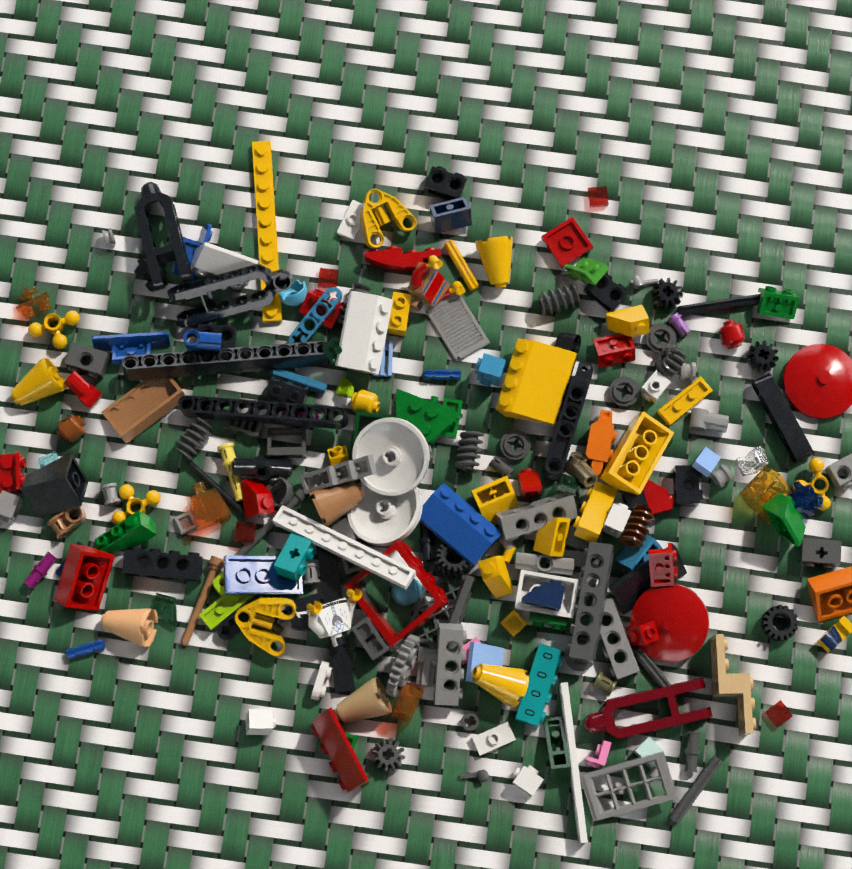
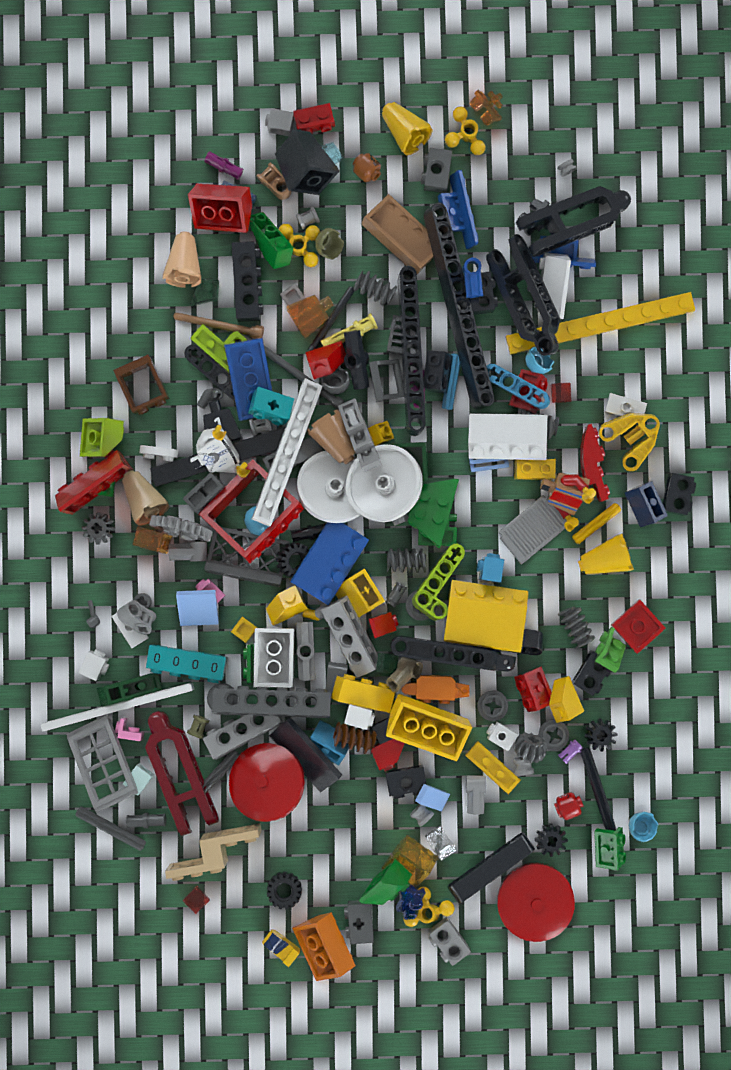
camera: 80 degrees right, 10 degrees up
(85, 649) = (155, 223): blue axle -> none
(86, 393) = (404, 176): red piece -> none
(140, 477) = (329, 243): none -> olive hair
(229, 692) = (133, 367): none -> reddish brown window
(245, 532) = (291, 354): clear red tile -> none
(259, 636) = (206, 384): yellow connector -> none
(259, 722) = (109, 400): white brick -> none
(295, 738) = (100, 436): none -> lime slope
(331, 349) = (484, 407): clear green piece -> none
(345, 388) = (450, 428): lime tile -> none
(365, 402) = (438, 450): yellow head -> none
(442, 374) = (480, 521): blue axle -> none
(449, 694) = (163, 573): light grey brick -> none
(485, 727) = (137, 617): none -> light grey piece
(493, 420) = (440, 578): none -> lime beam
(502, 682) = (180, 627): yellow cone -> none
(546, 596) = (269, 657): dark blue slope -> none
(552, 537) = (330, 655): yellow slope -> none
(598, 196) = (692, 650): clear red tile -> none
(637, 282) = (608, 703): light grey hand -> none
(642, 633) = (249, 756): red bracket -> none
(661, 566) = (316, 767): red bracket -> none
(760, 268) = (643, 826): none -> medium azure hair

